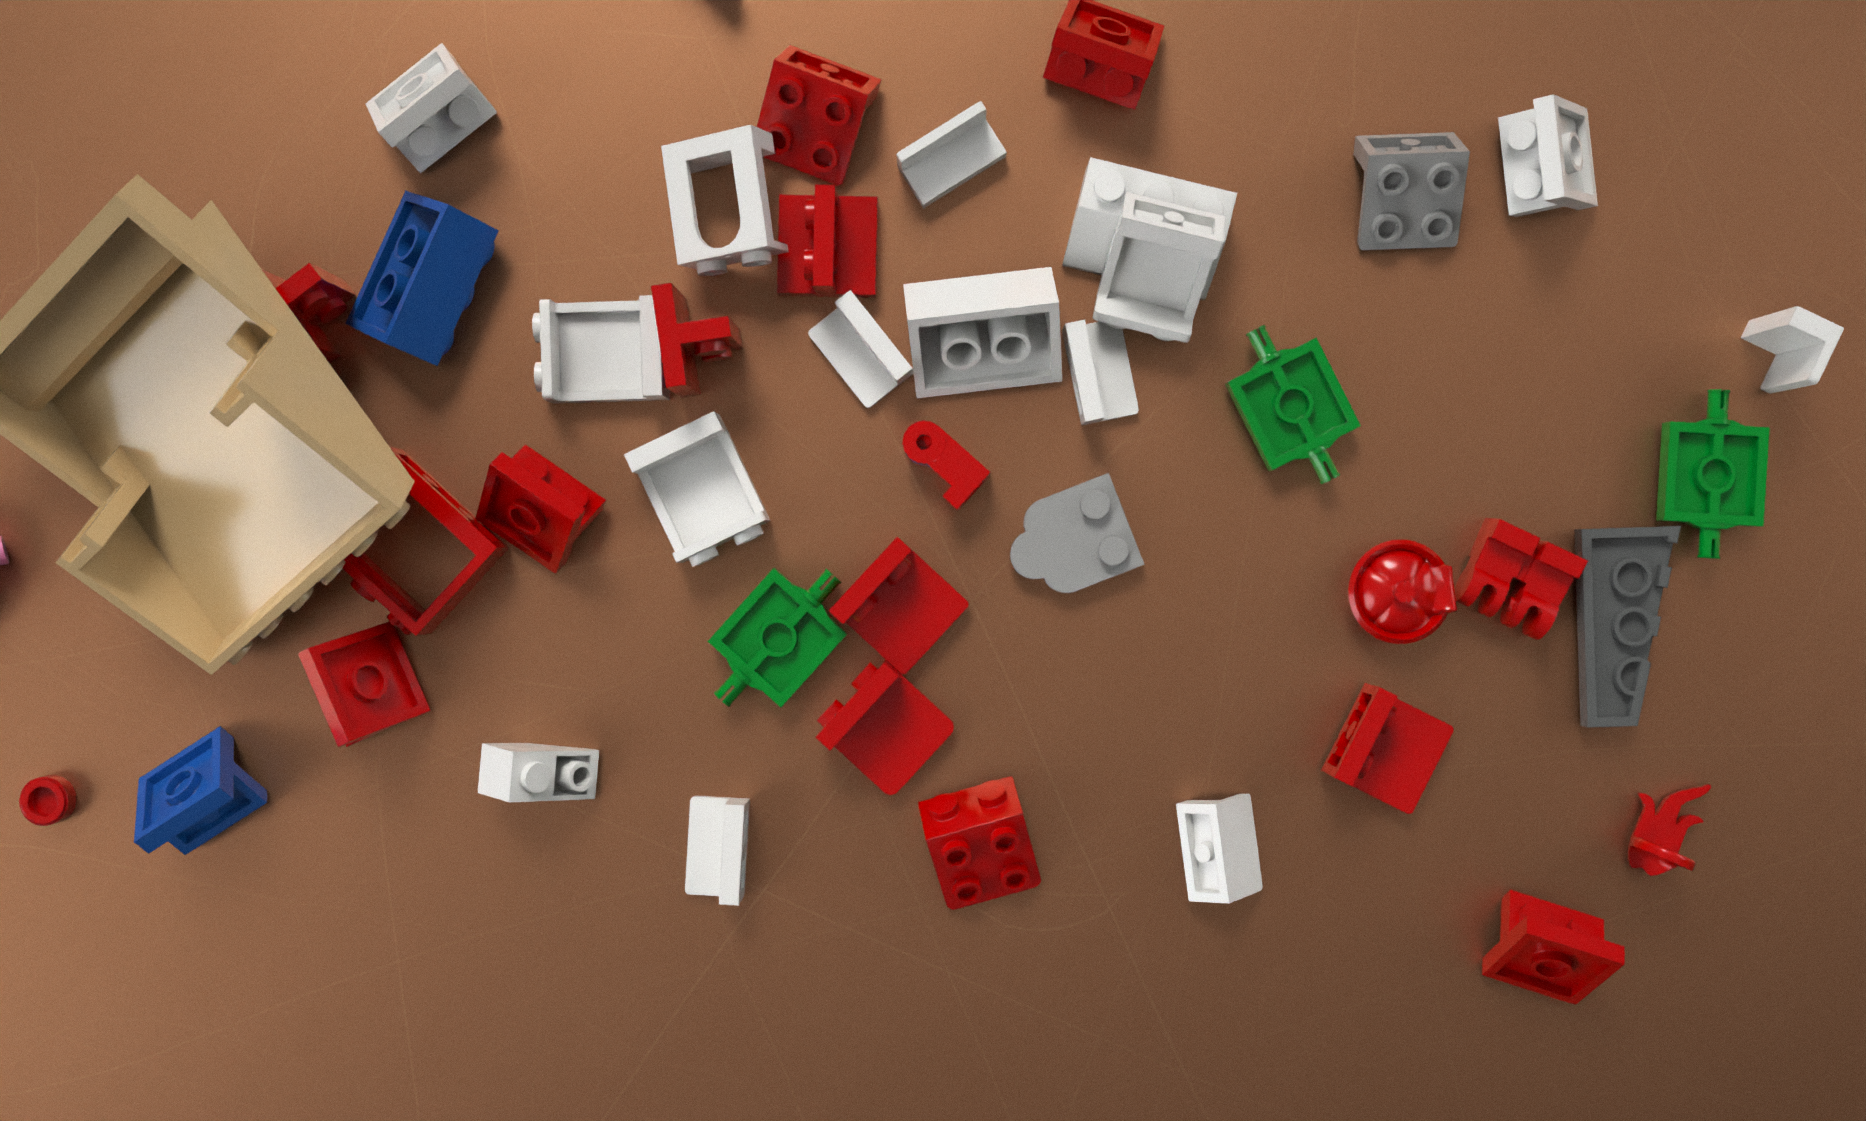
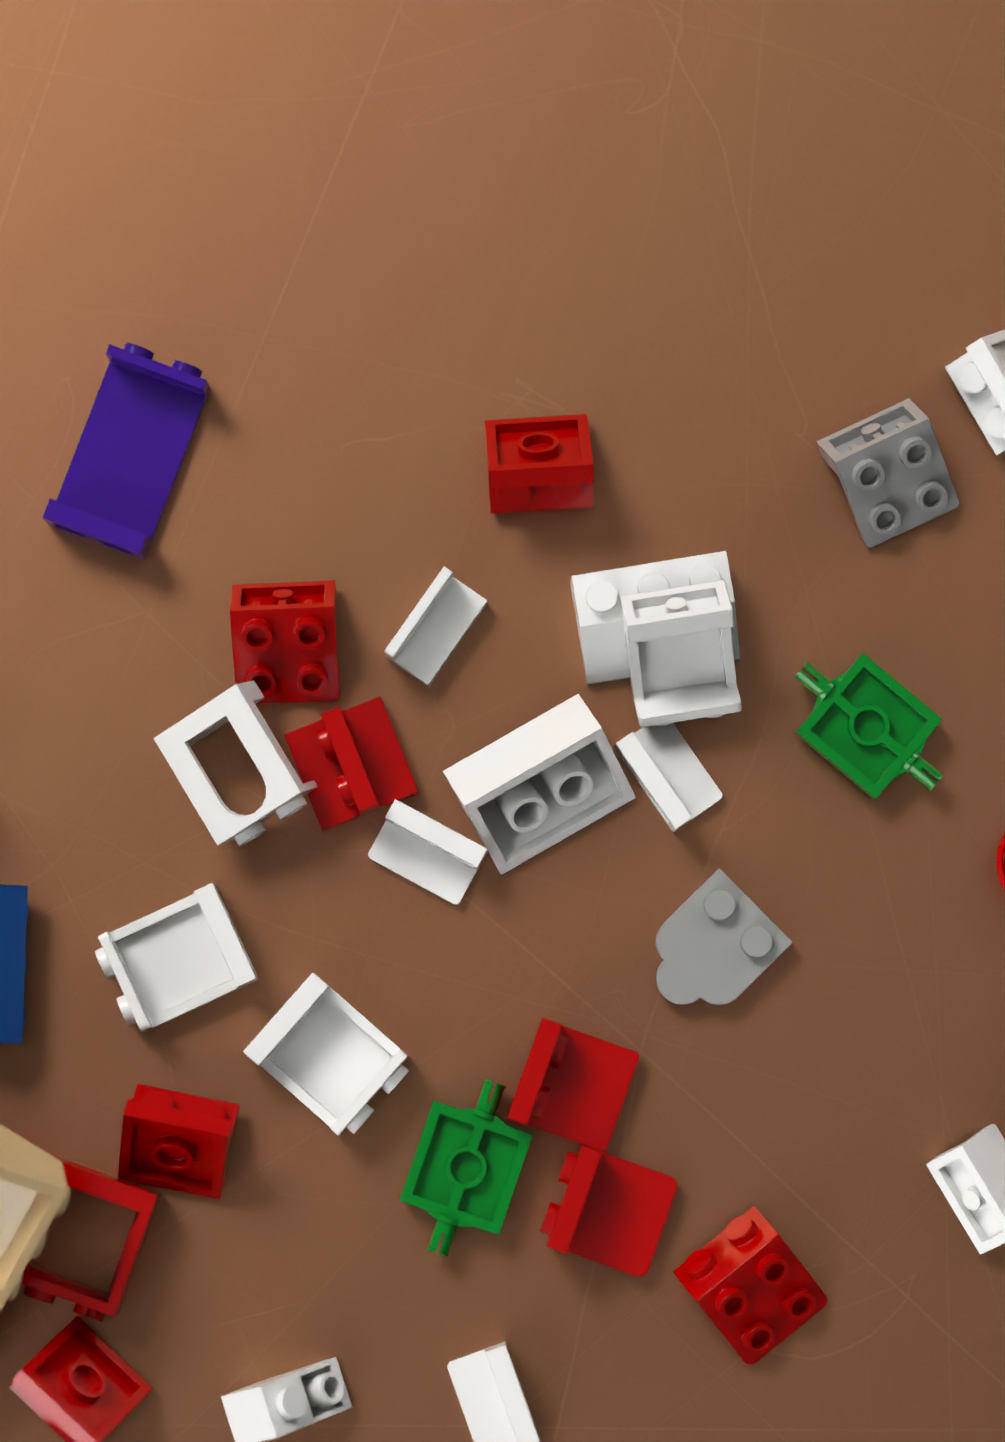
camera: 25 degrees left, 5 degrees down
(684, 339) = (278, 906): red bracket -> none
(934, 448) = (539, 916): red leg -> none

